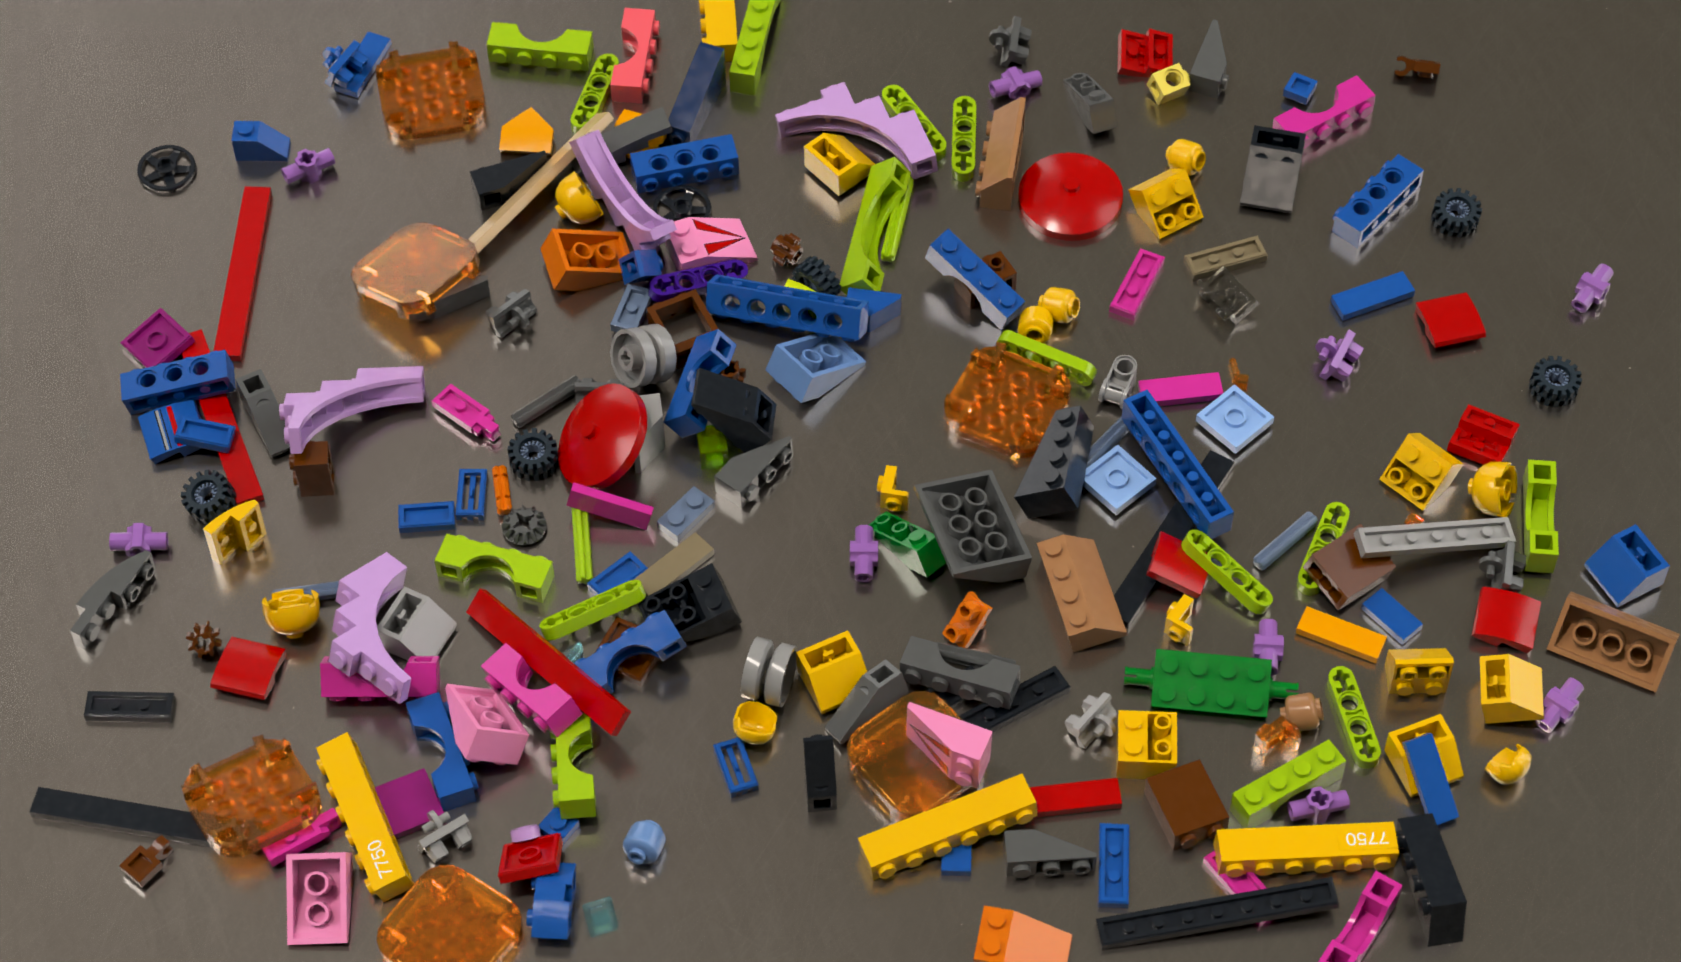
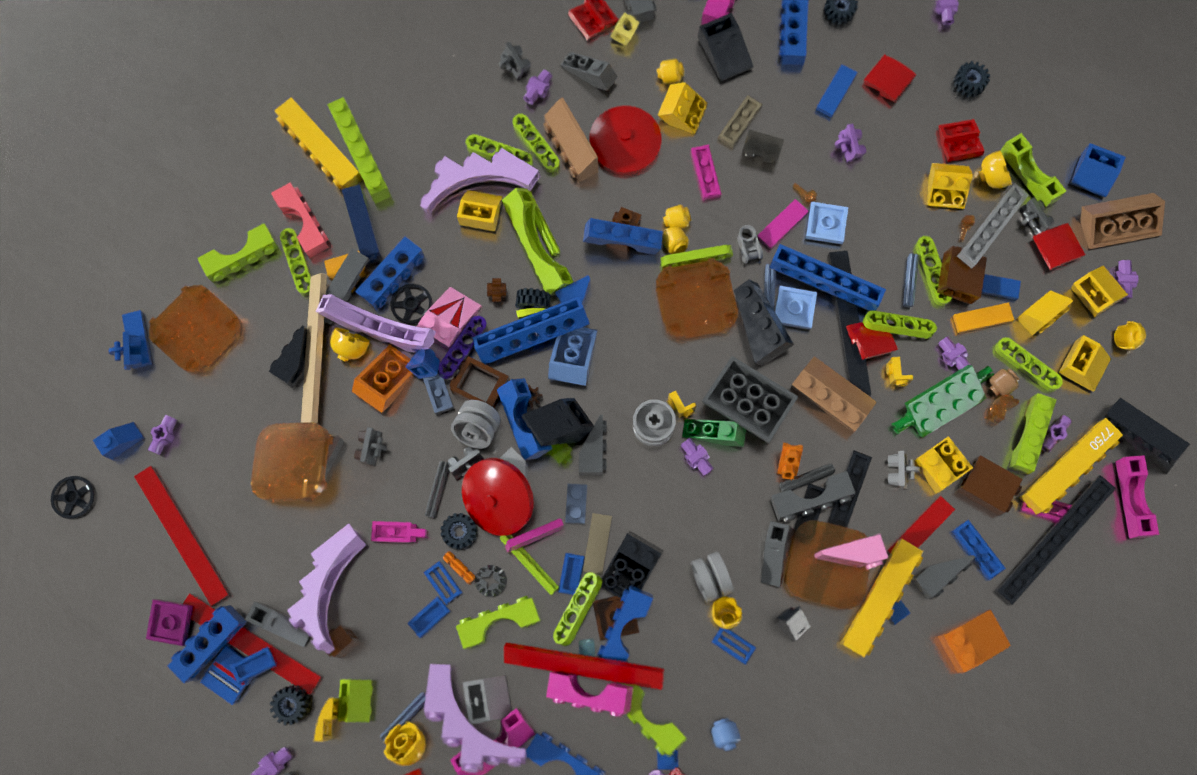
camera: 35 degrees left, 20 degrees up
(278, 535) = (355, 700): none -> lime brick
(485, 725) = (579, 732): bright pink slope -> none
(526, 134) = (279, 318): light orange slope -> none
(830, 670) = (744, 547): yellow slope -> none
(844, 485) = (660, 413): none -> light grey wheel
(1430, 778) = (1104, 377): blue tile -> none

